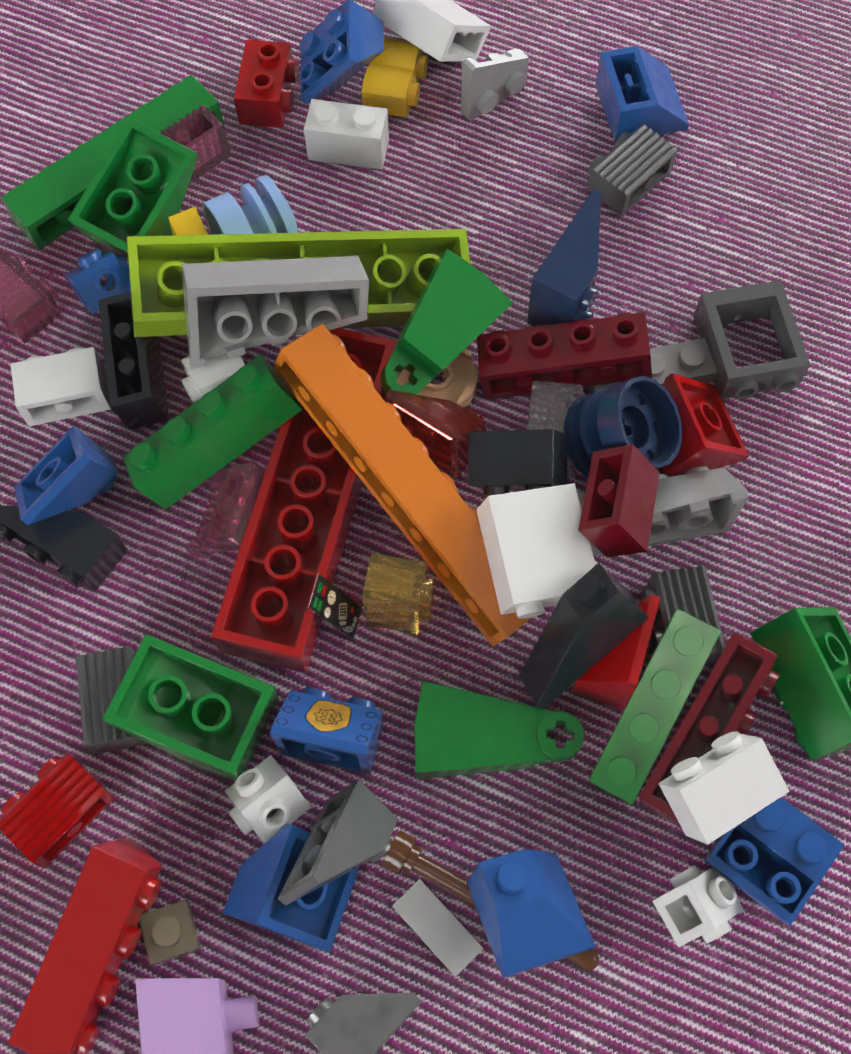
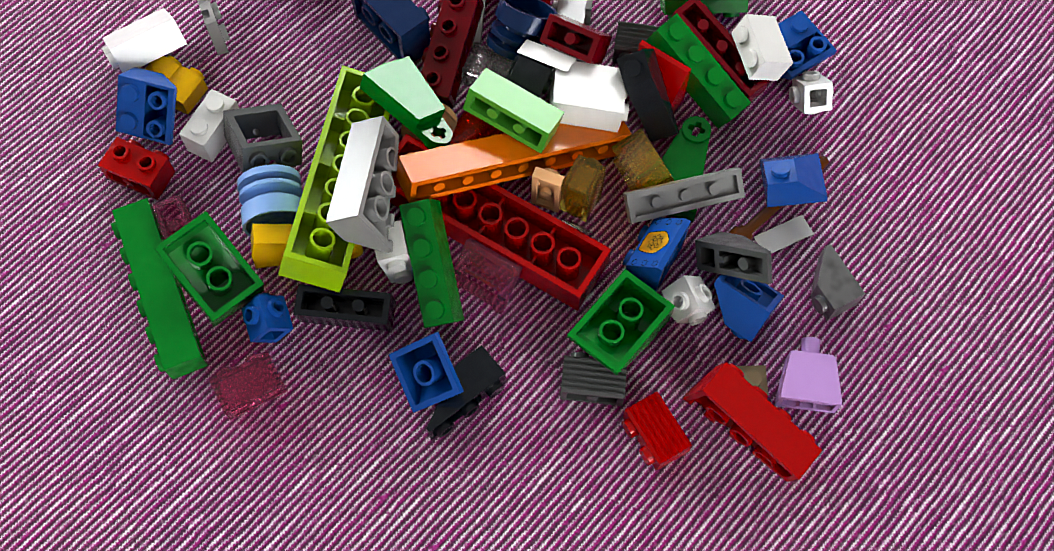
camera: 75 degrees left, 0 degrees up
(60, 386) = (341, 366): white brick -> none
(356, 166) = (262, 122): none -> dark grey window
(380, 537) = (546, 188): none -> light nougat plate
(428, 743) = (684, 195): none -> light grey plate
(457, 449) = (513, 110): none -> brick
(463, 667) = (640, 161): none -> clear yellow brick
(571, 468) = (546, 55): none -> white sticker

